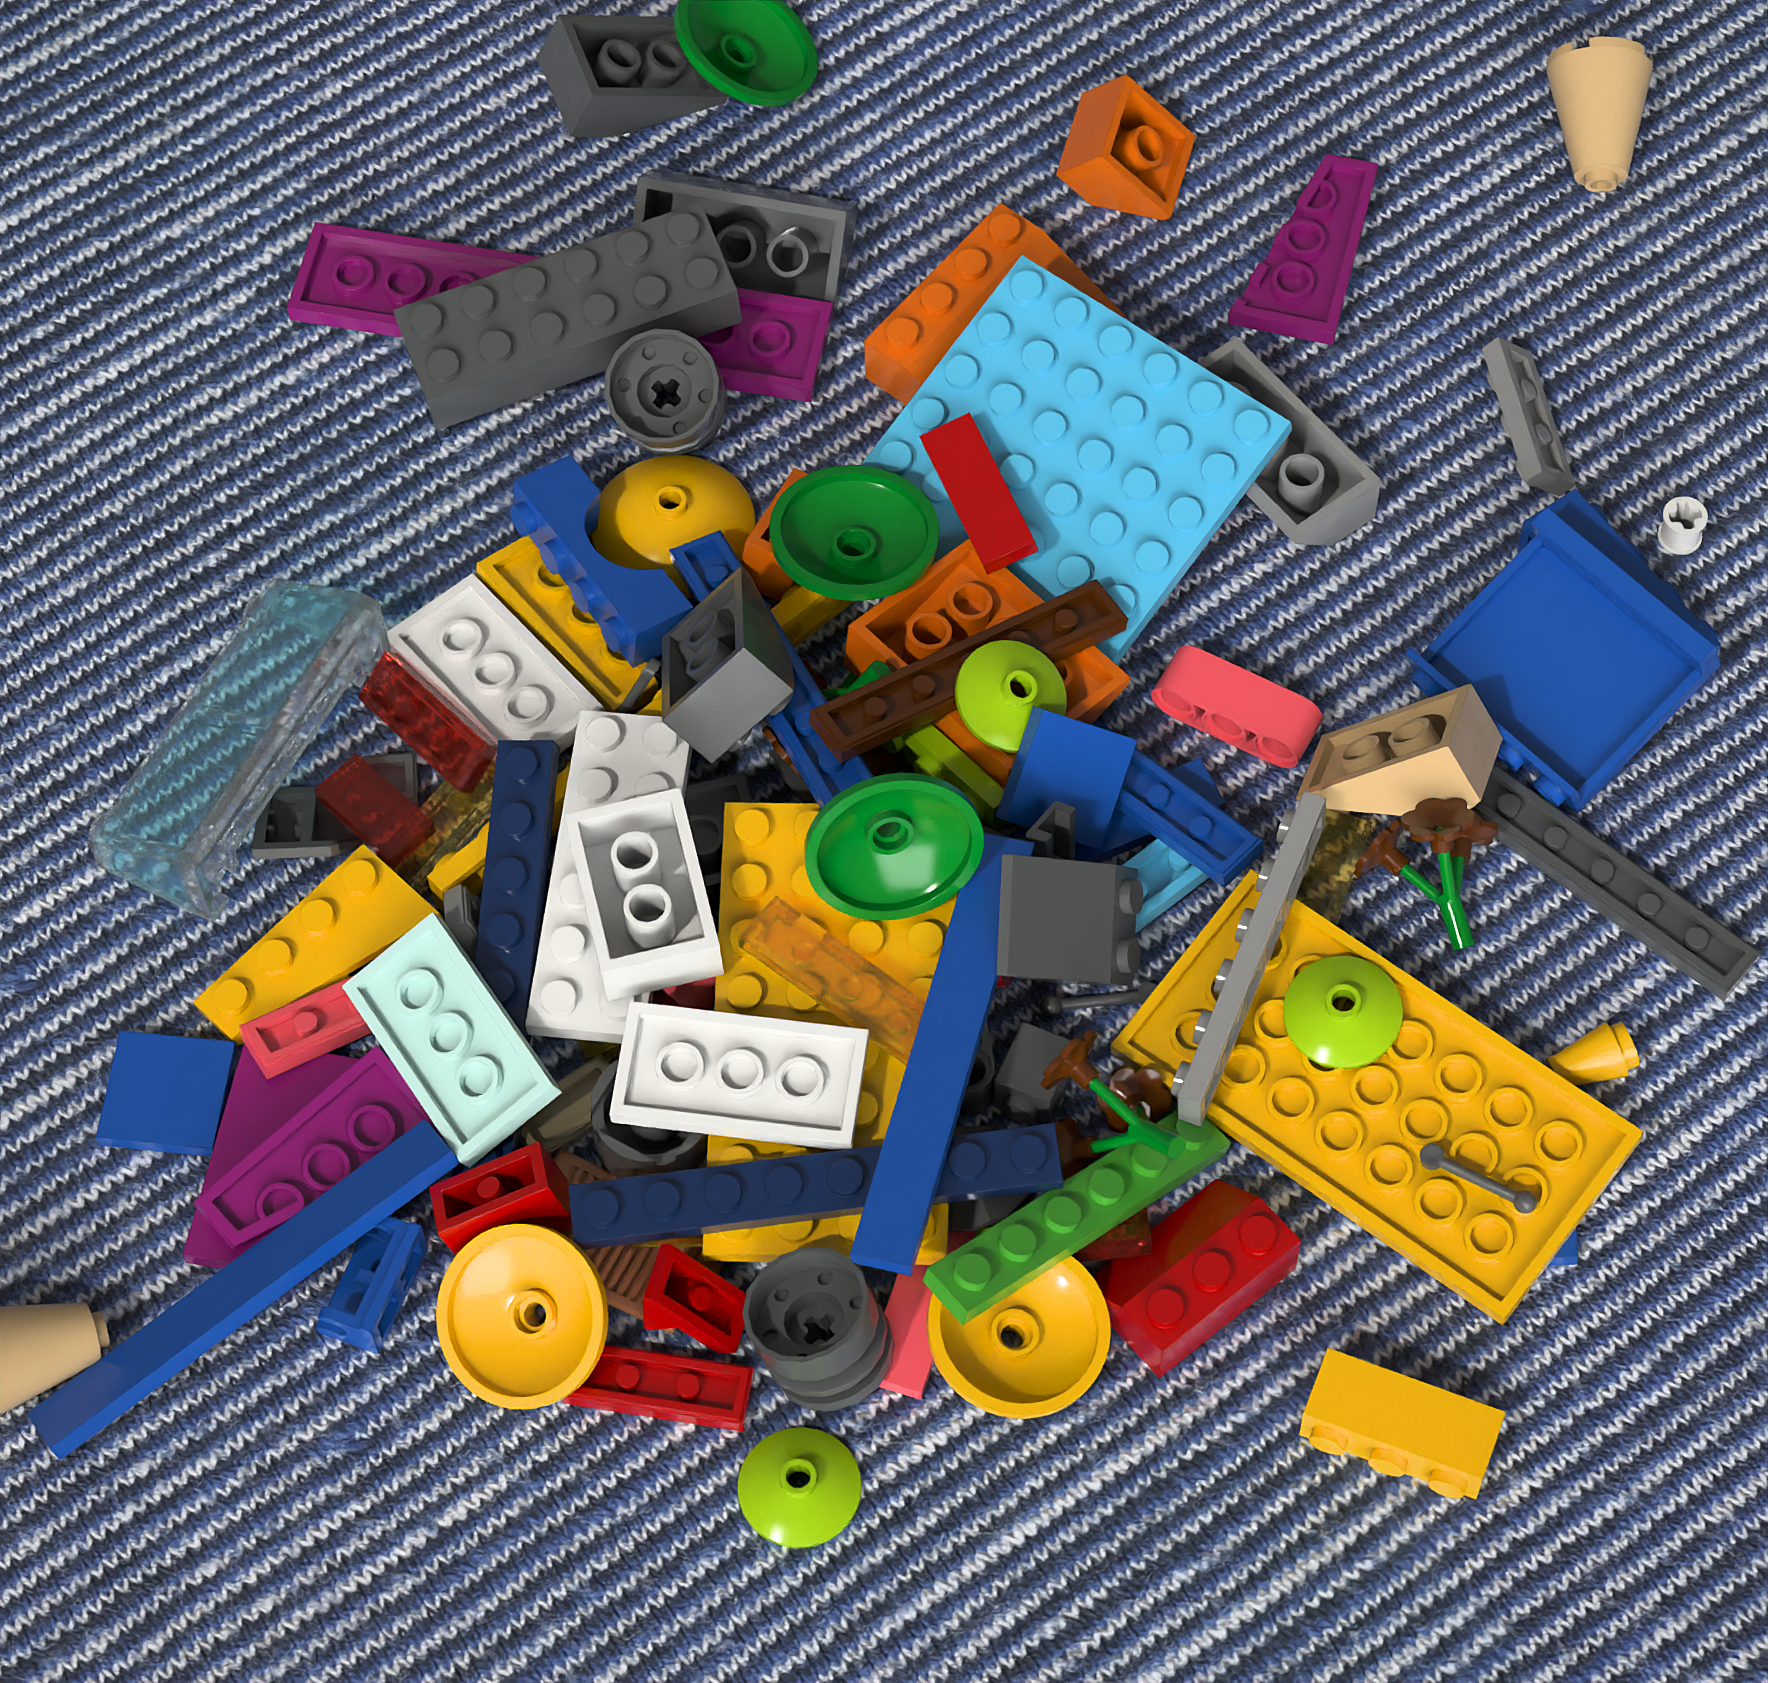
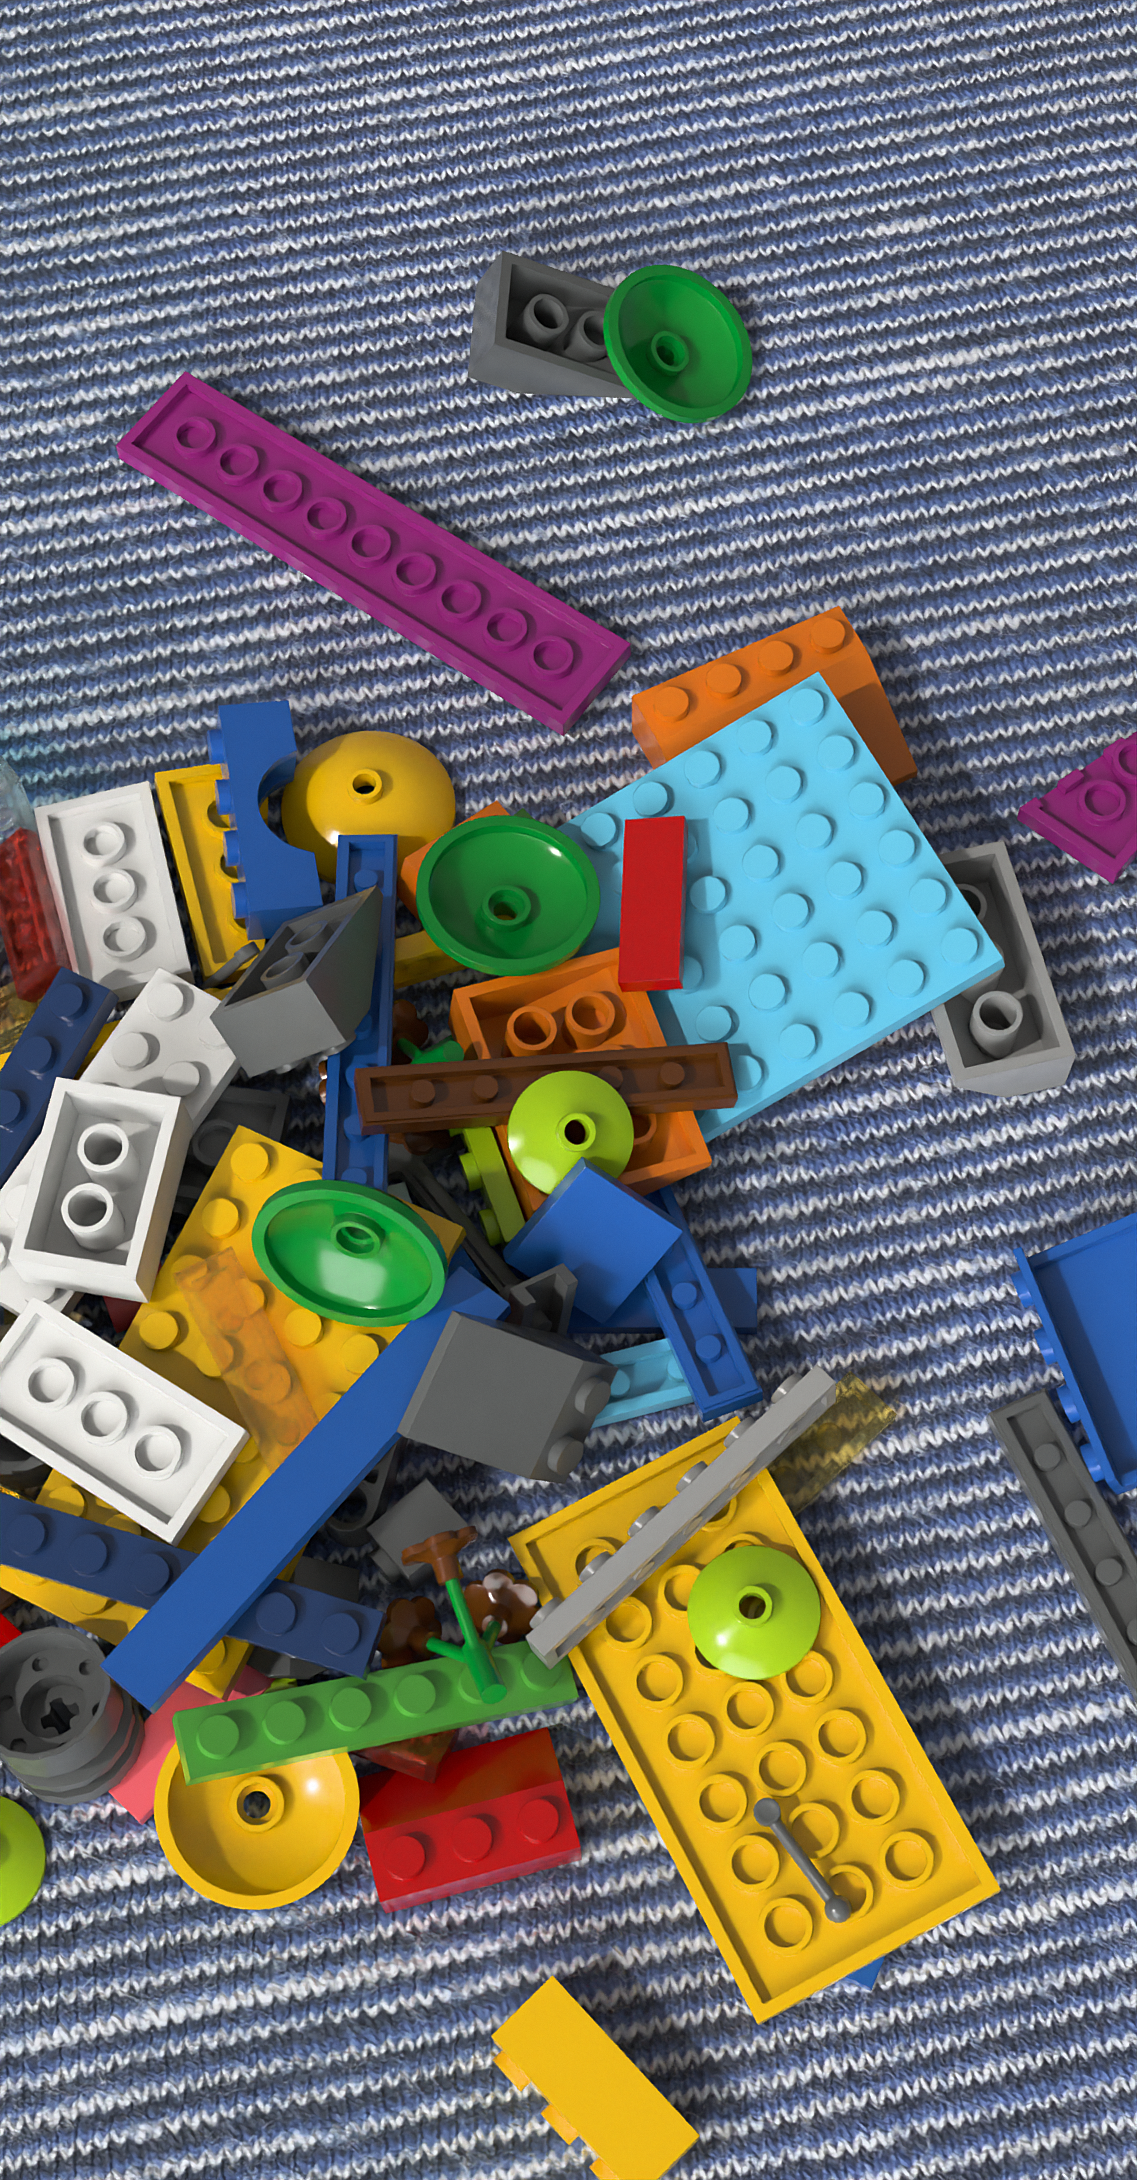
camera: 25 degrees right, 5 degrees up
(565, 314) = (360, 557): dark grey brick -> none
(659, 362) = (383, 666): dark grey wheel -> none
(766, 235) = (578, 541): dark grey slope -> none
(1052, 1005) = (479, 1470): dark grey hinge -> none
(1126, 151) = (1001, 599): orange slope -> none
(1237, 706) = (819, 1231): coral beam -> none
(1407, 756) = (954, 1369): tan slope -> none
(1451, 834) = (944, 1463): reddish brown plant -> none
(1597, 1056) = (997, 1775): yellow cone -> none

